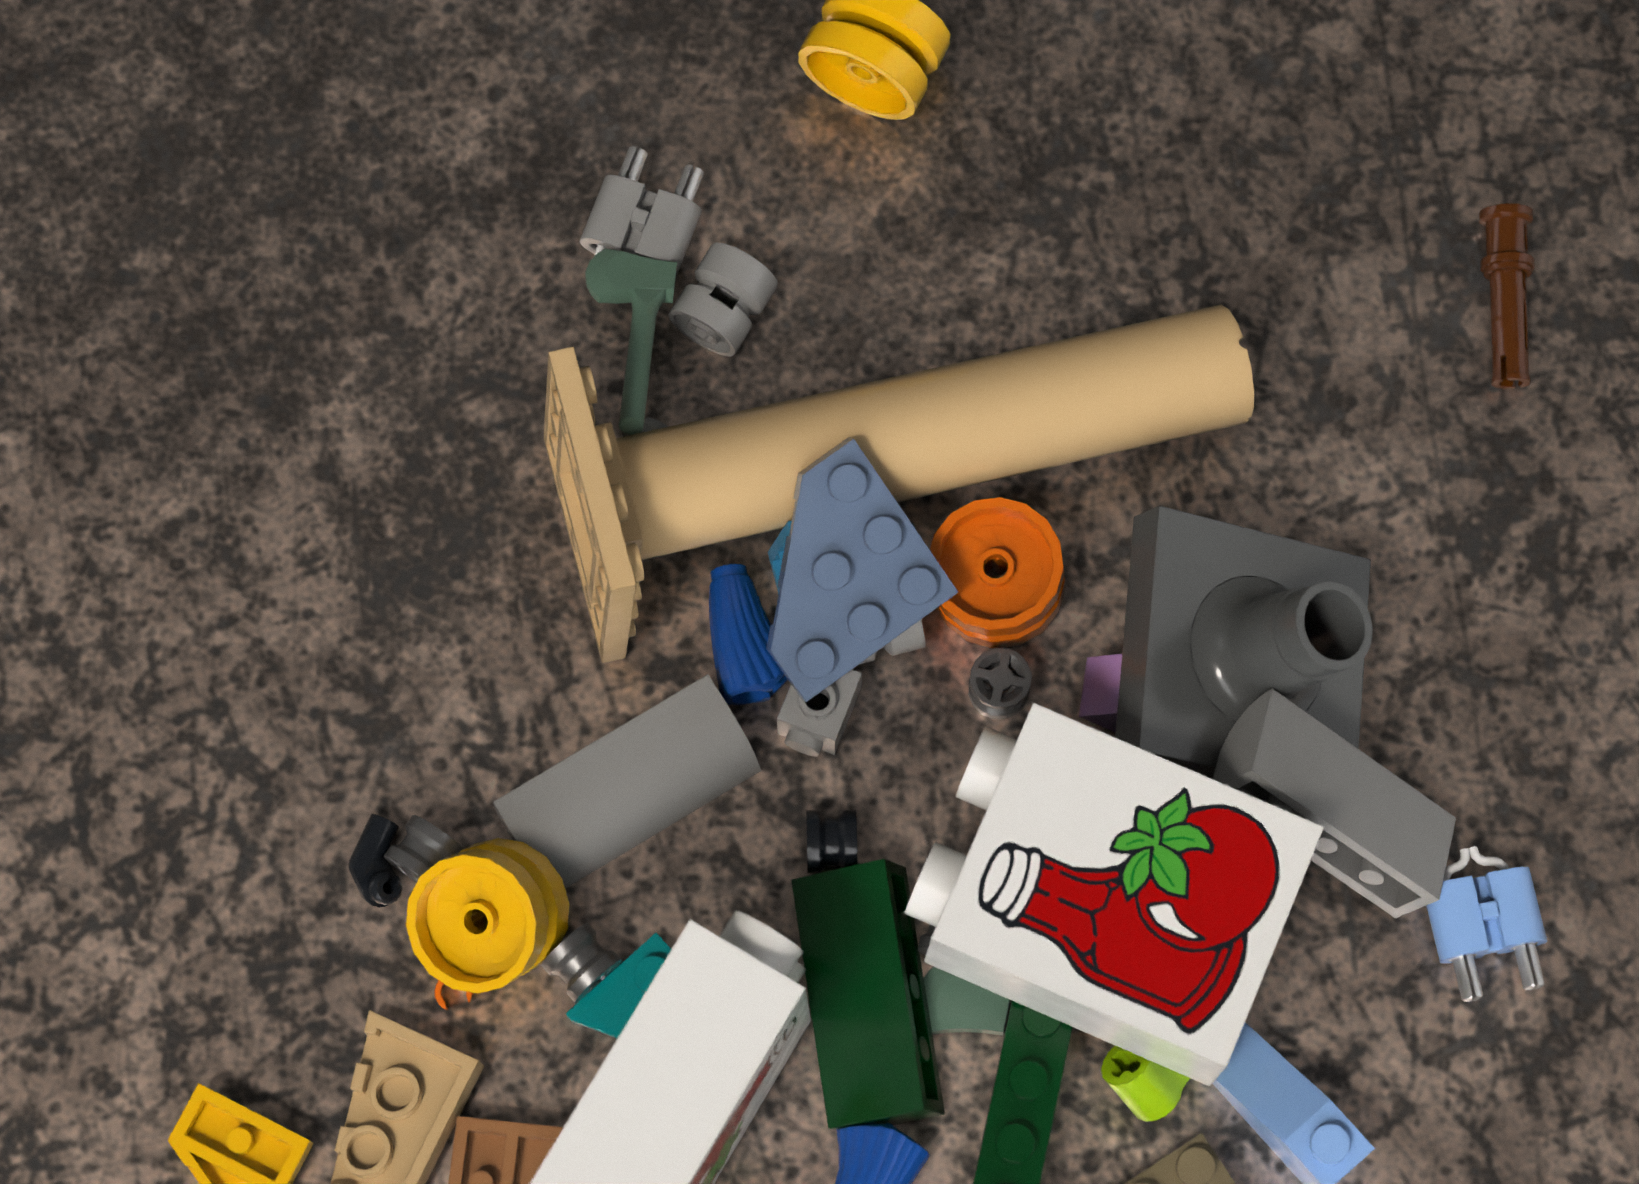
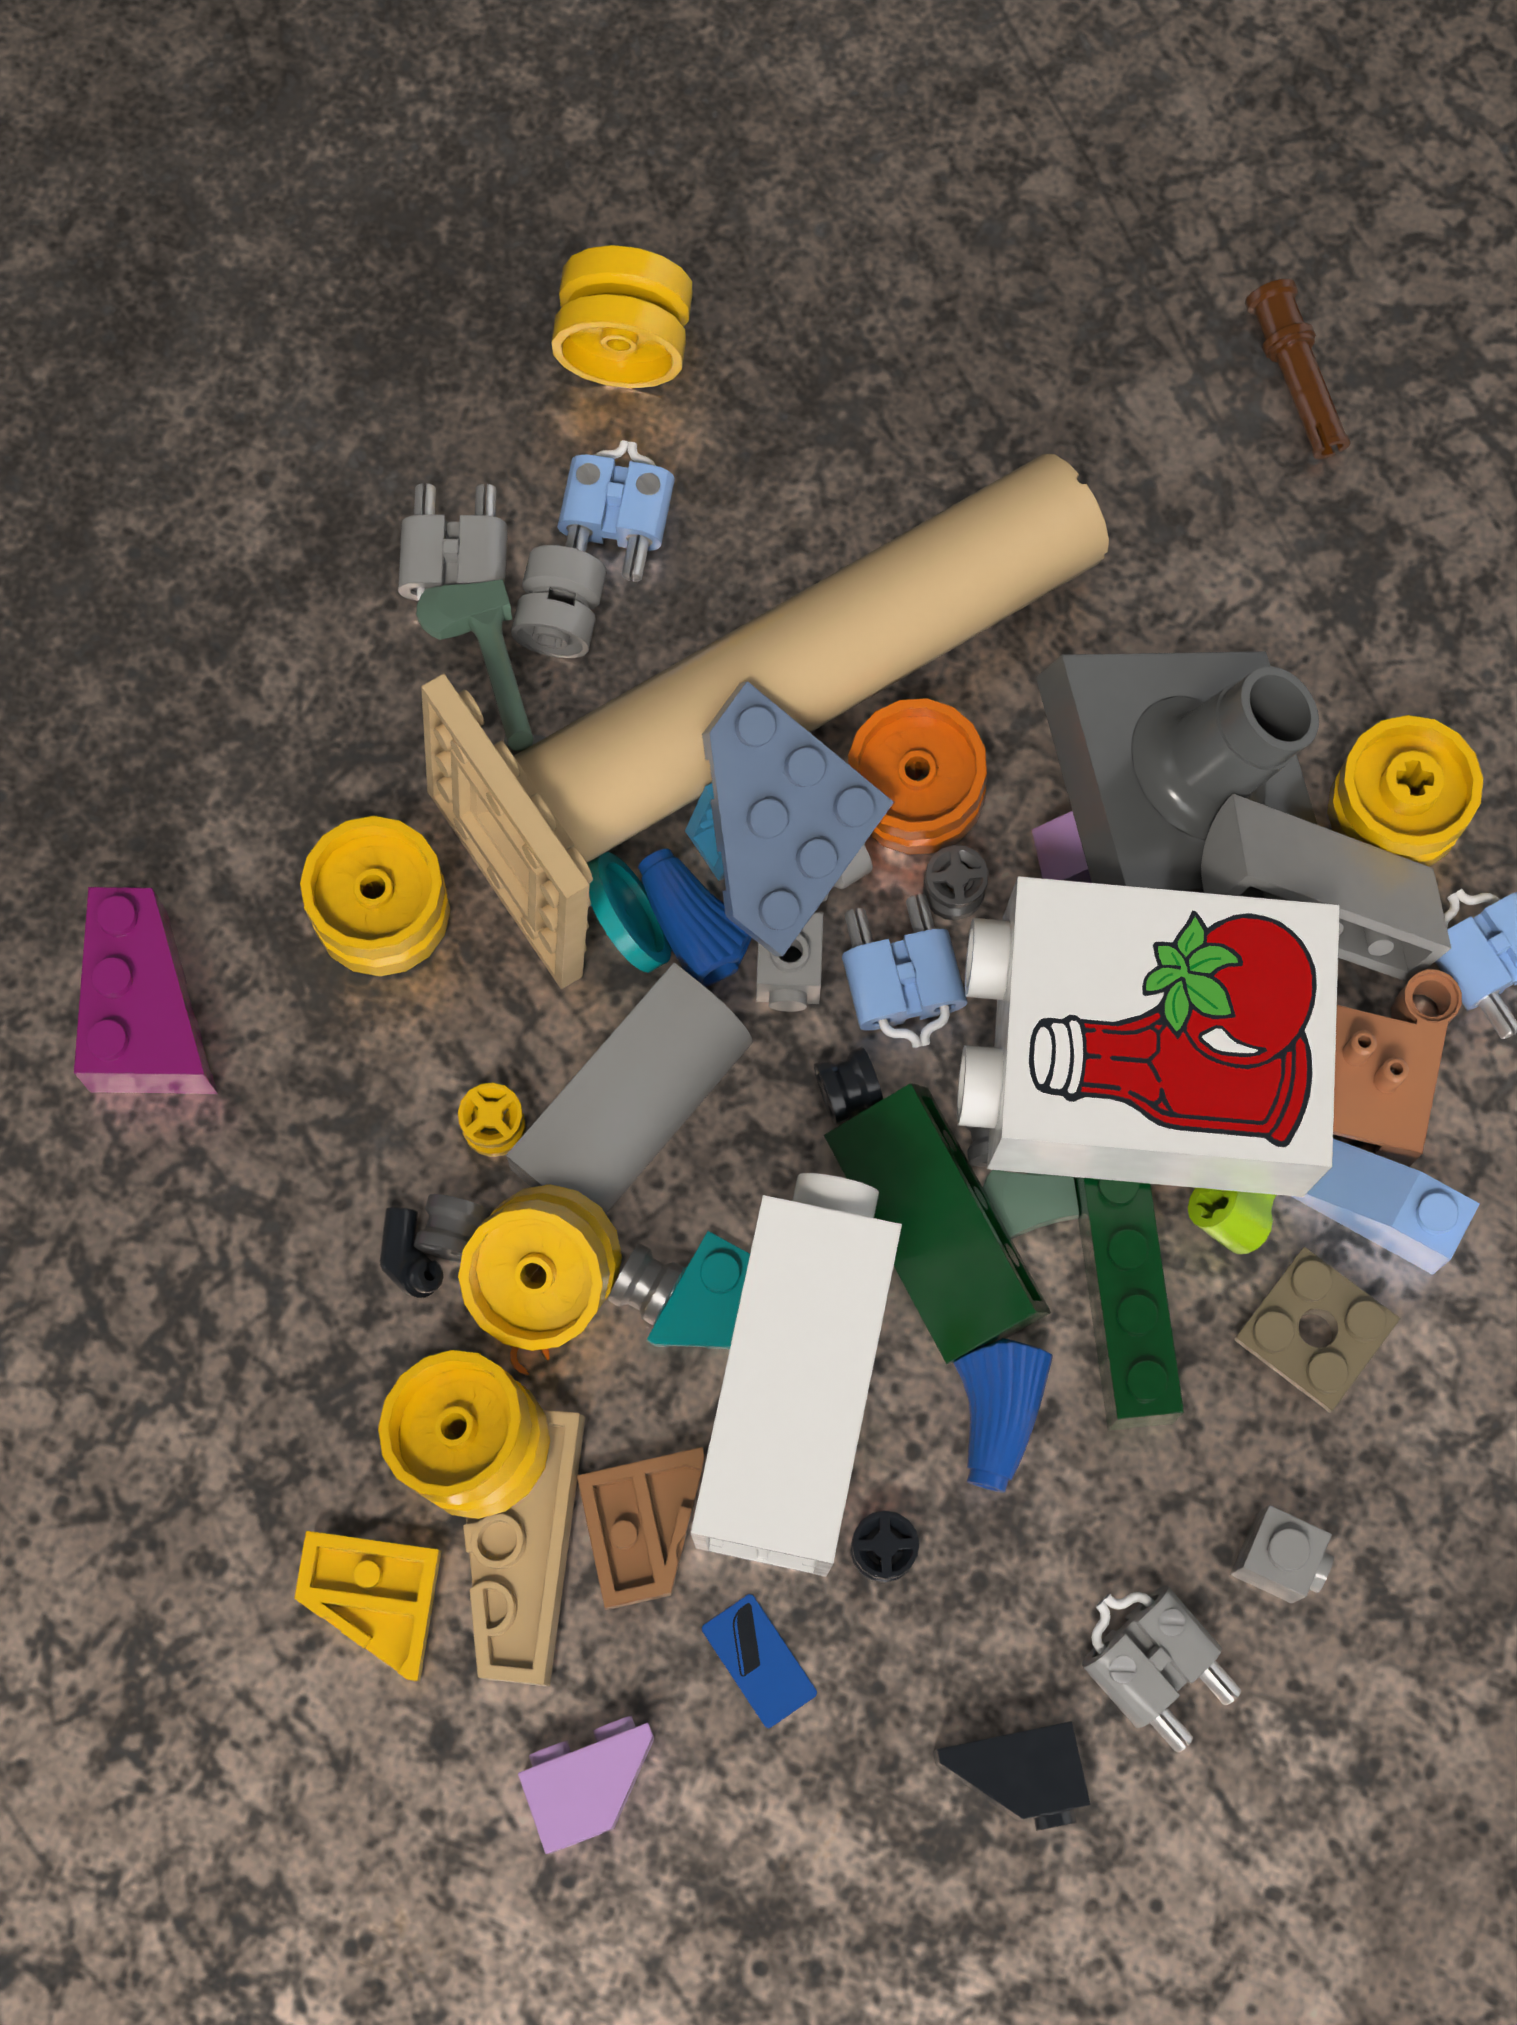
camera: 20 degrees left, 0 degrees up
(210, 548) = (135, 1001): none -> magenta wedge
(365, 1044) = (464, 1434): none -> yellow wheel
(465, 489) = (375, 895): none -> yellow wheel
(489, 752) = (484, 1108): none -> yellow wheel
(680, 612) = (626, 913): none -> teal piece
(810, 222) = (617, 504): none -> light blue piece
(917, 756) = (903, 976): none -> light blue piece
(1297, 999) = (1392, 1067): none -> nougat piece
(1475, 711) = (1407, 789): none -> yellow wheel

